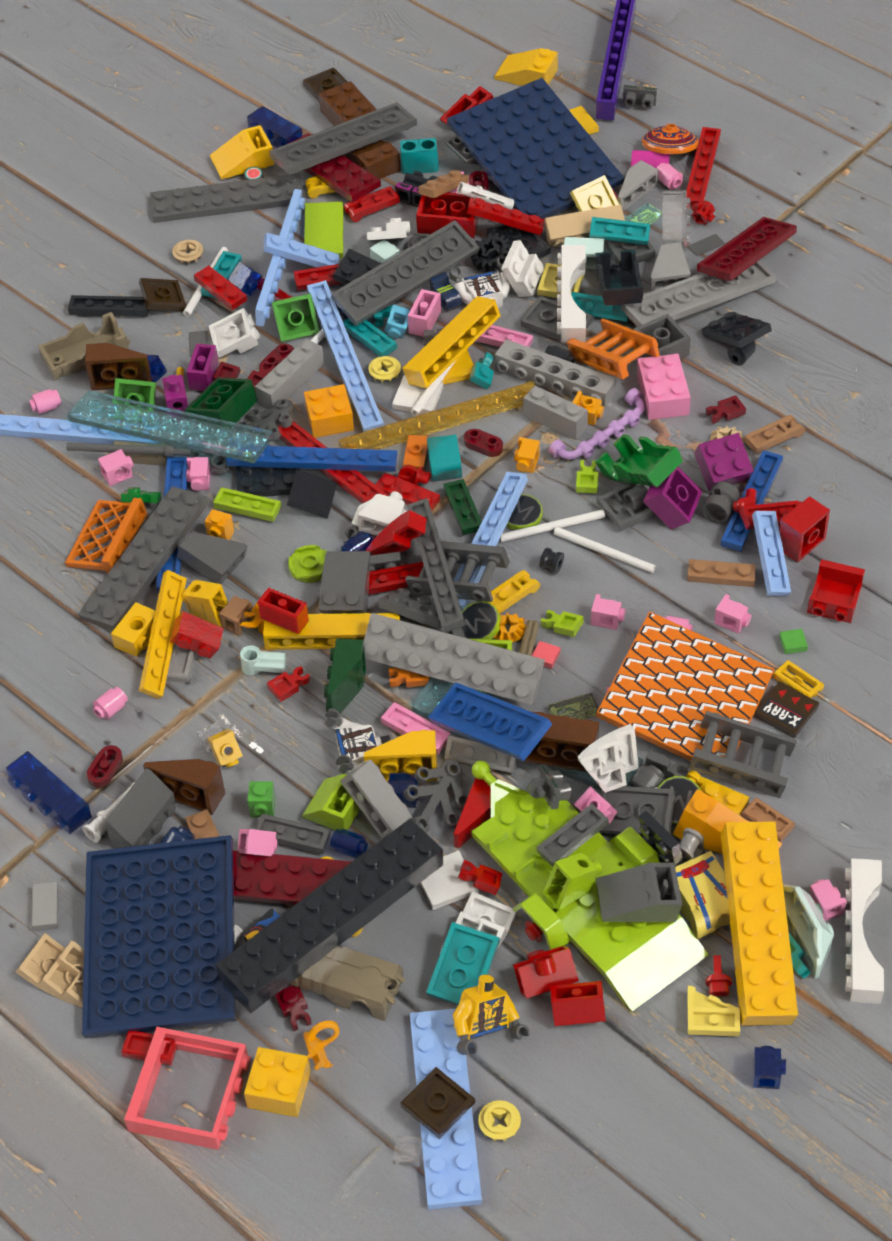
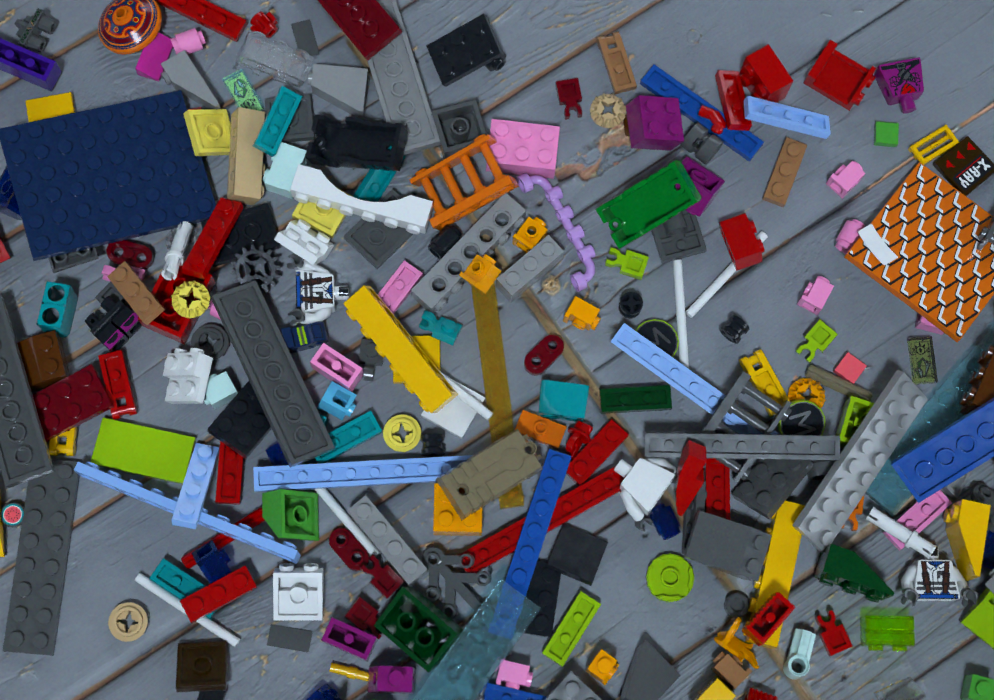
camera: 85 degrees left, 25 degrees up
(300, 722) = (887, 632): none -> clear neon green brick
(361, 411) = (490, 473): none -> dark tan piece
(379, 386) = (432, 445): none -> black wheel
(392, 713) = (900, 532): none -> white pin
(455, 213) = (196, 307): none -> light yellow gear
(535, 374) = (481, 272): none -> light orange brick
(548, 486) = (633, 301): none -> black wheel
(635, 544) = (741, 241): none -> red brick
(669, 634) = (877, 245): none -> white sticker
(850, 639) = (901, 82): none -> magenta torso

